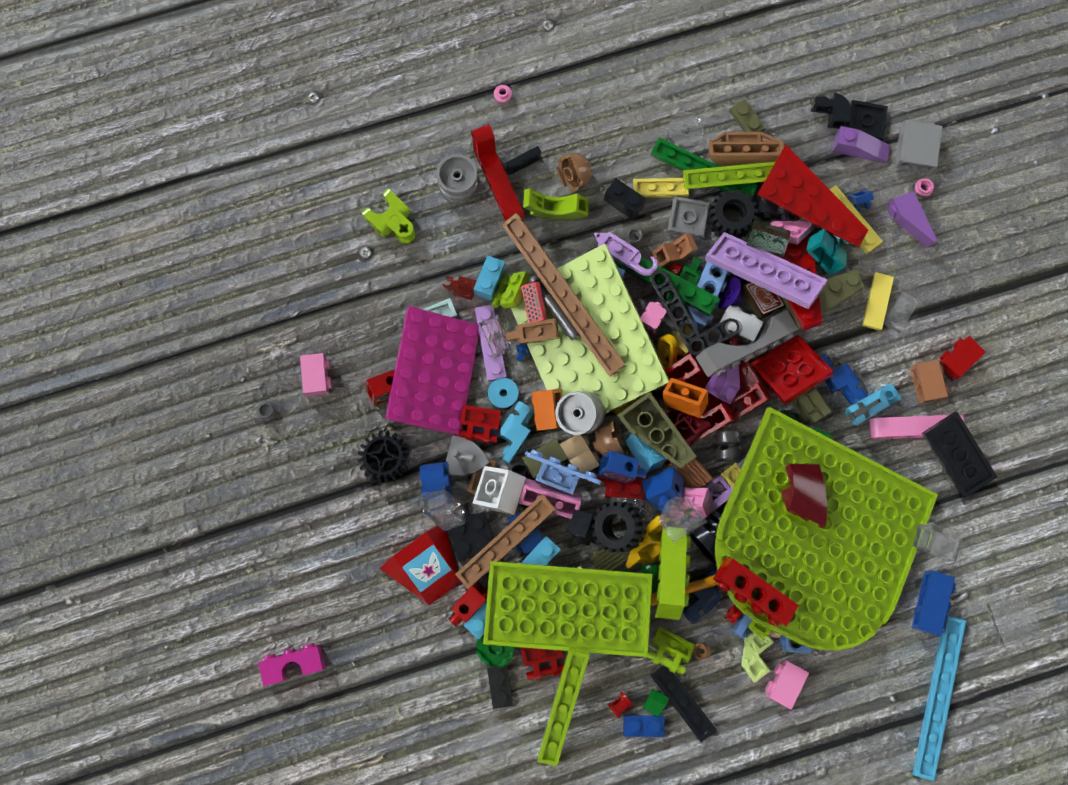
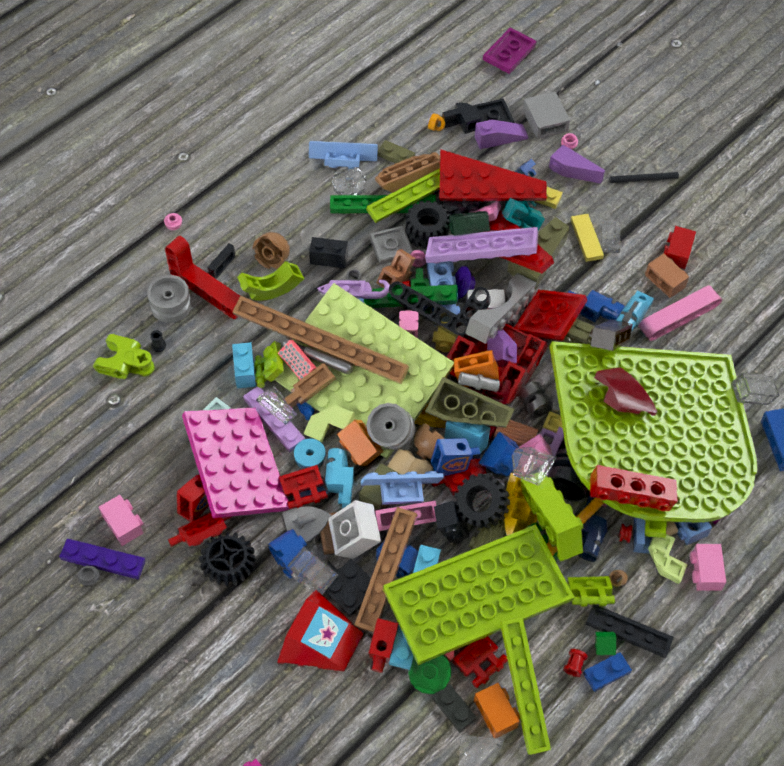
camera: 30 degrees left, 20 degrees down
(285, 401) = (102, 558): none -> dark purple plate
(370, 420) = (198, 530): none -> red plate
(427, 216) = (158, 343): none -> black pin
(462, 288) = (223, 384): clear red plate -> none
(531, 710) = (497, 710): none -> orange brick
(540, 371) = (320, 422): none -> yellowish green tile
(660, 187) = (356, 231): light yellow tile -> none
(667, 350) = (439, 345): yellow plate -> none
(679, 413) = (478, 382): none -> light grey pin
(695, 97) = (342, 153): none -> light blue bracket
(703, 245) = (419, 258): none -> bright pink plate
(761, 300) = (491, 273): tile -> none
(803, 101) = (433, 122): none -> light orange tile
(831, 425) = (610, 335): none -> brick
(926, 52) = (509, 50): none -> magenta plate
(959, 454) = (727, 314): black plate -> none
(974, 263) = (644, 177): none -> black bar

